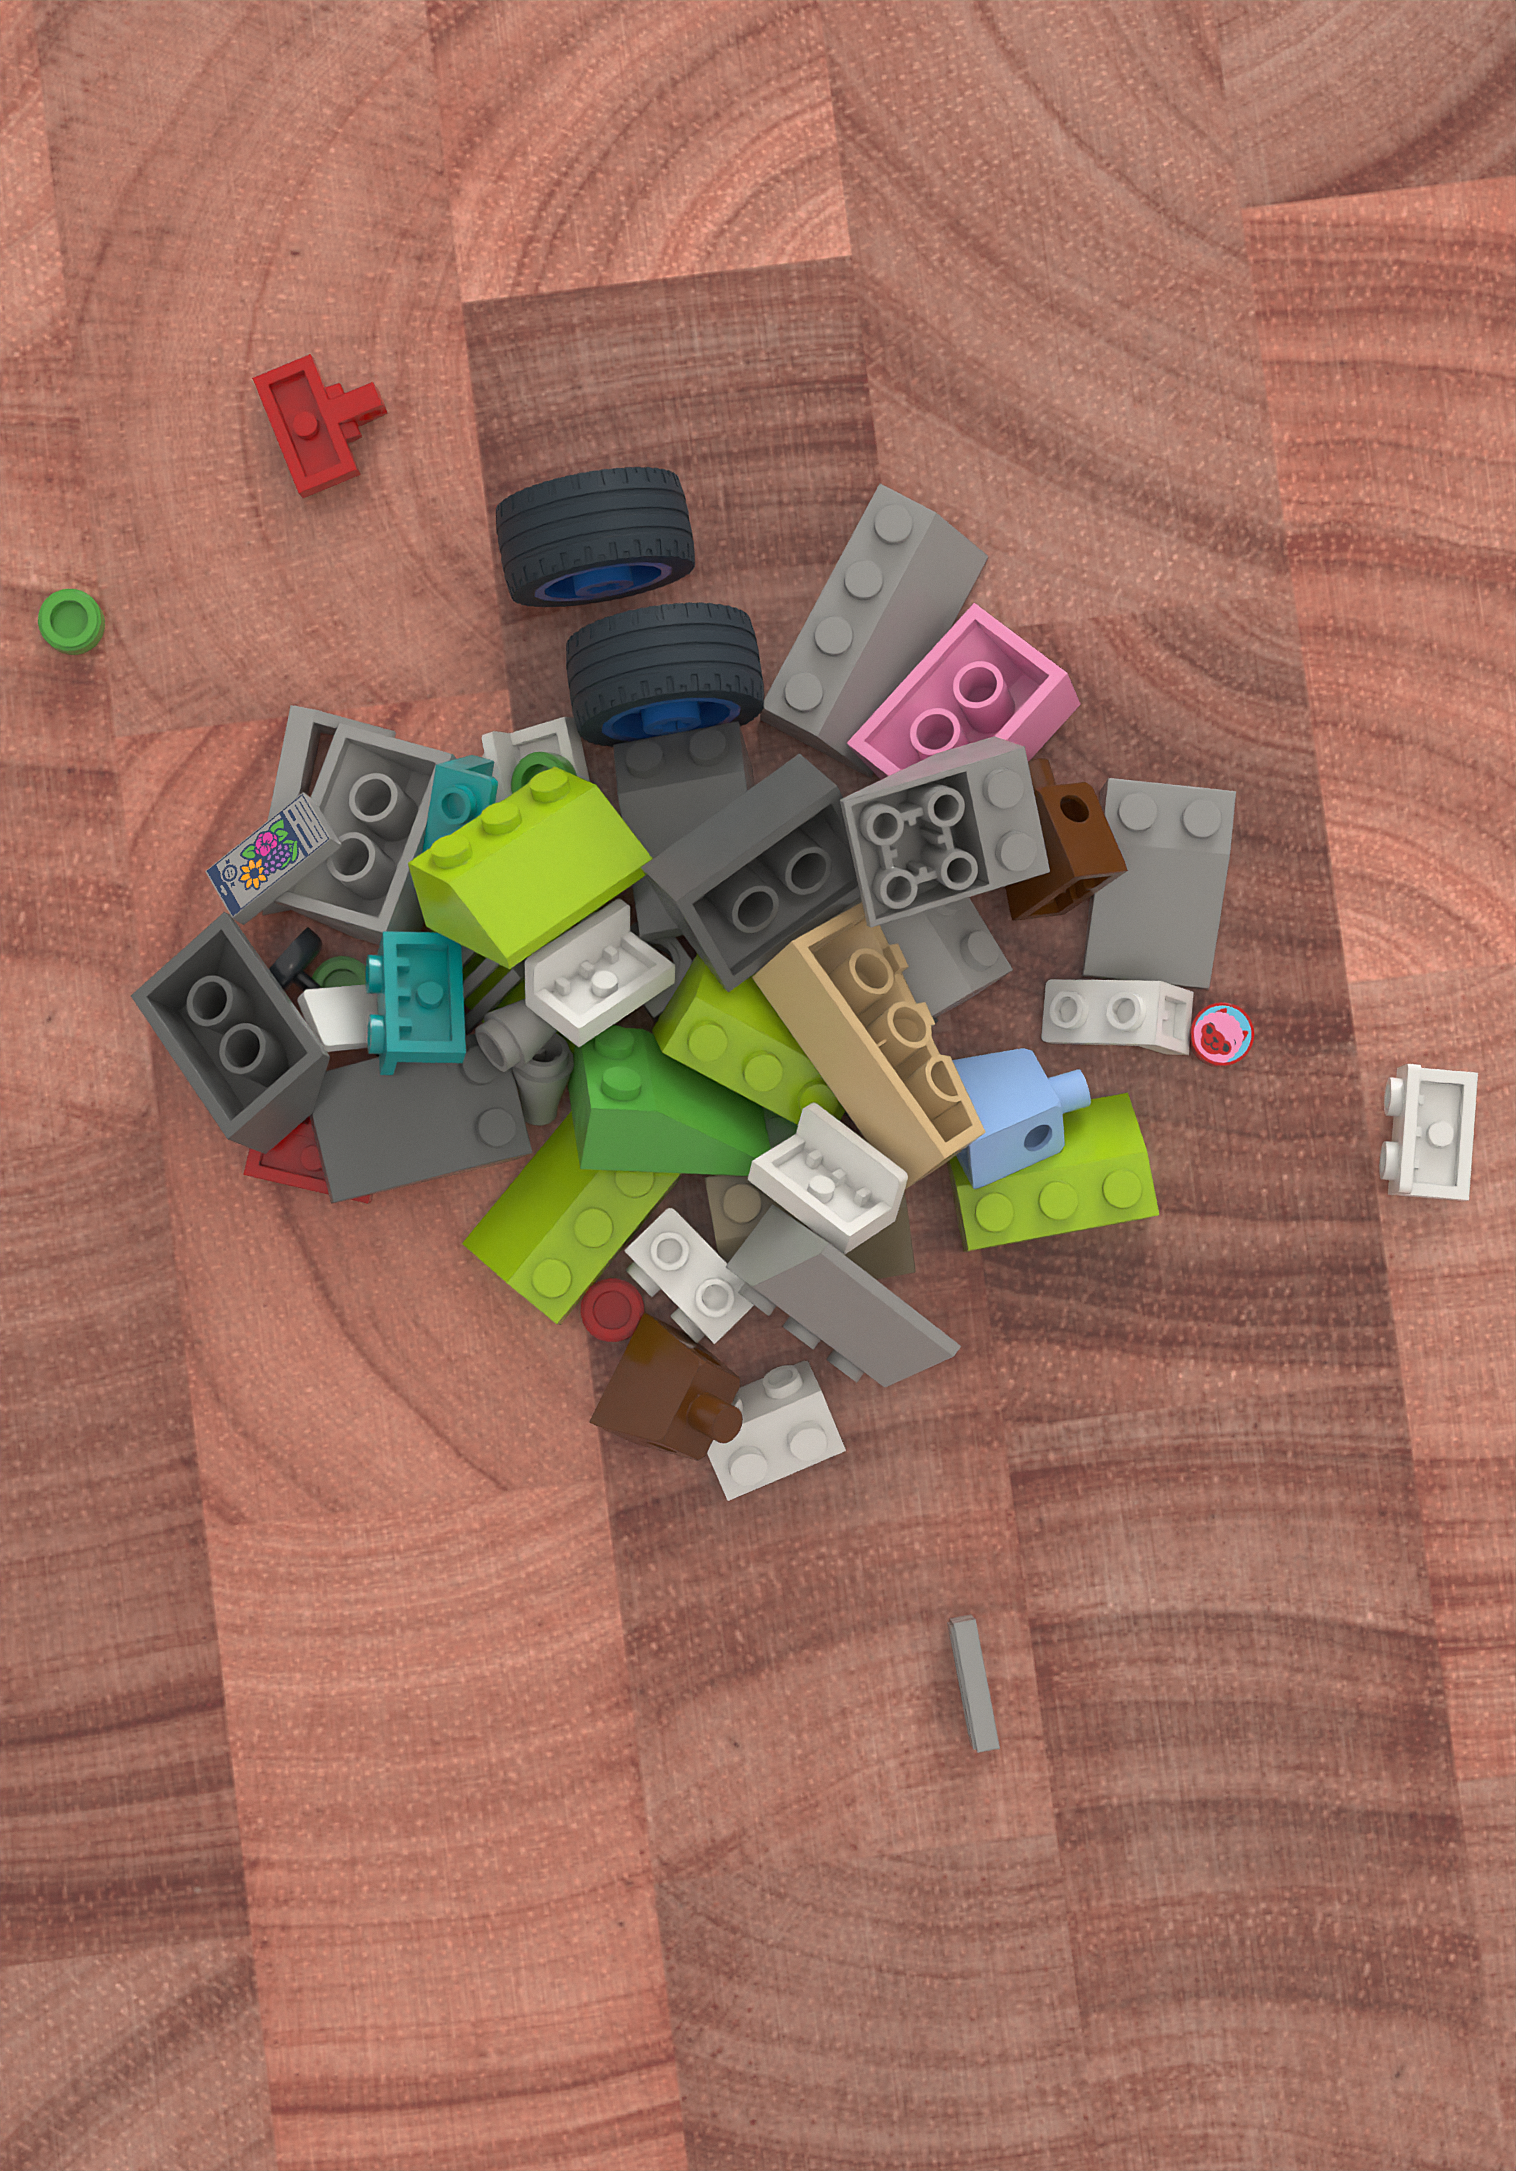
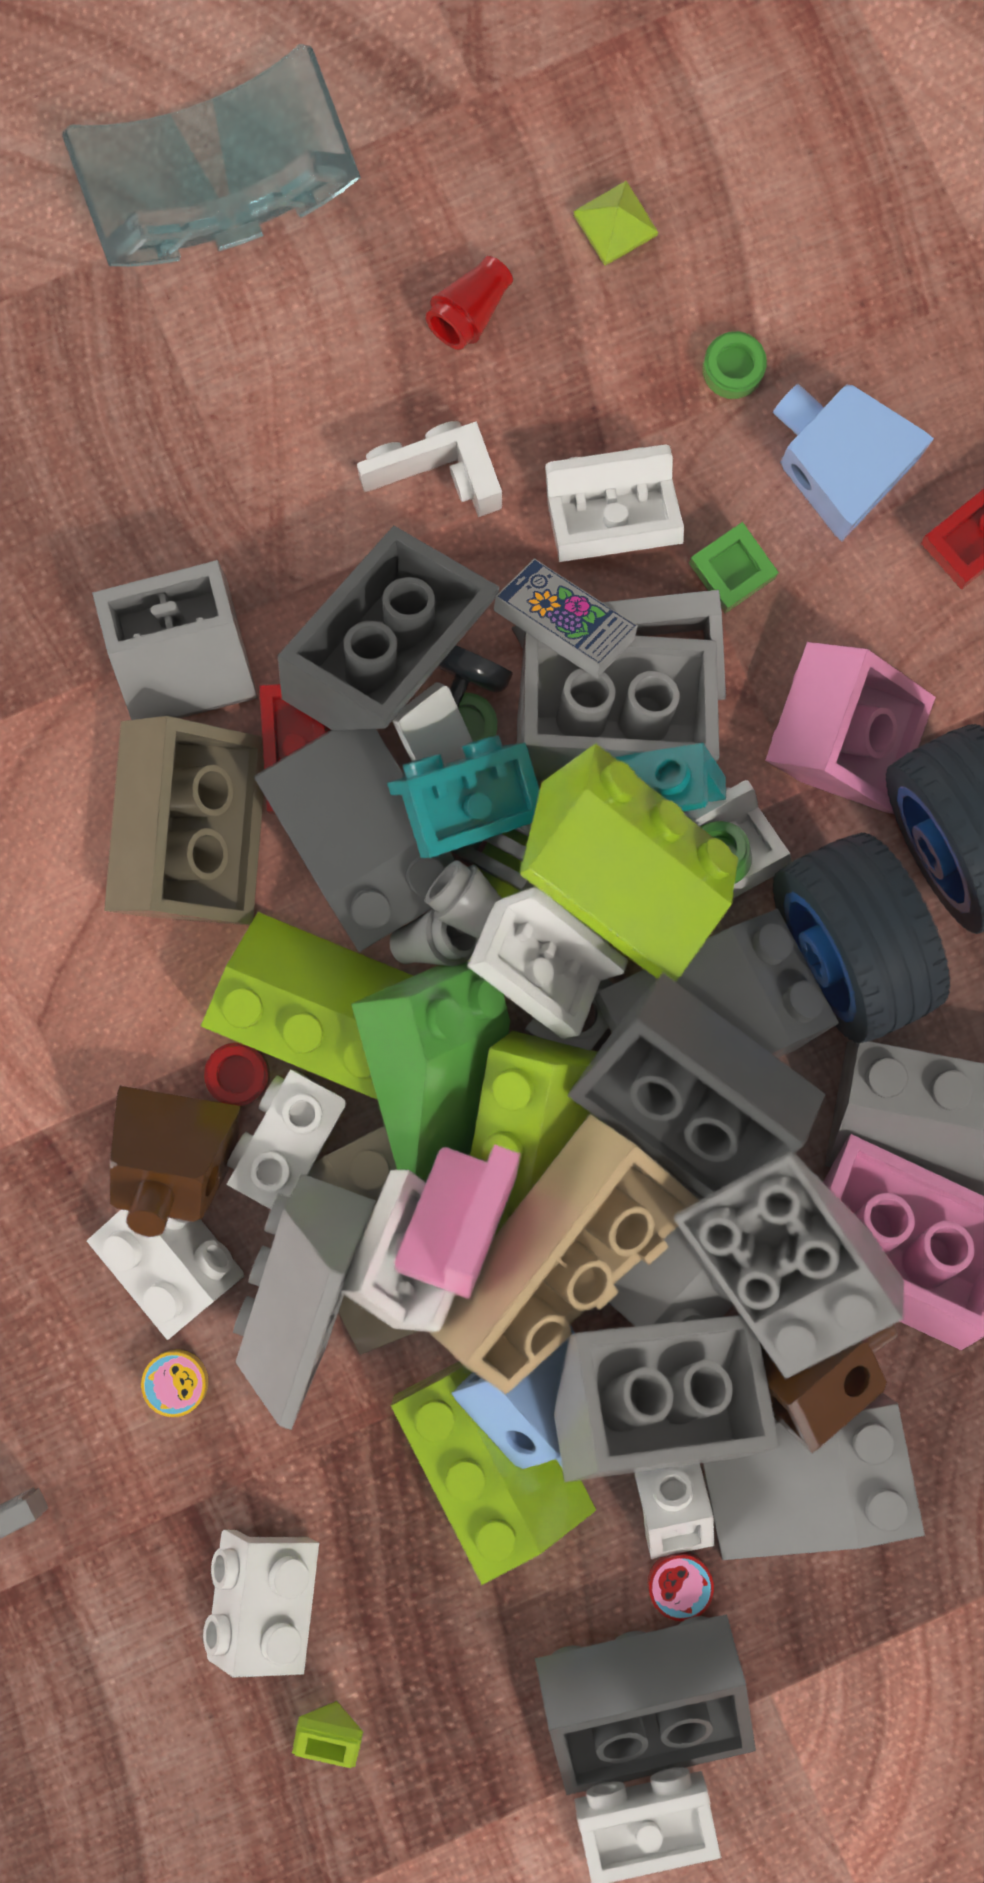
camera: 75 degrees right, 0 degrees up
(102, 908) = (443, 444): none -> white bracket
(172, 780) = (613, 503): none -> white bracket
(179, 1241) = (176, 643): none -> light grey slope
(194, 542) = (847, 452): none -> light blue torso
(270, 684) = (734, 567): none -> bright green plate
(353, 1285) = (185, 822): none -> dark tan slope
(456, 622) = (848, 723): none -> bright pink slope
(810, 1128) = (457, 1219): none -> bright pink panel
(889, 1456) = (174, 1383): none -> tile
(1035, 991) = (662, 1398): none -> light grey slope
(1119, 1434) = (261, 1604): none -> white bracket
(1263, 1407) = (328, 1736): none -> lime slope
(1318, 1098) = (646, 1703): none -> dark grey slope

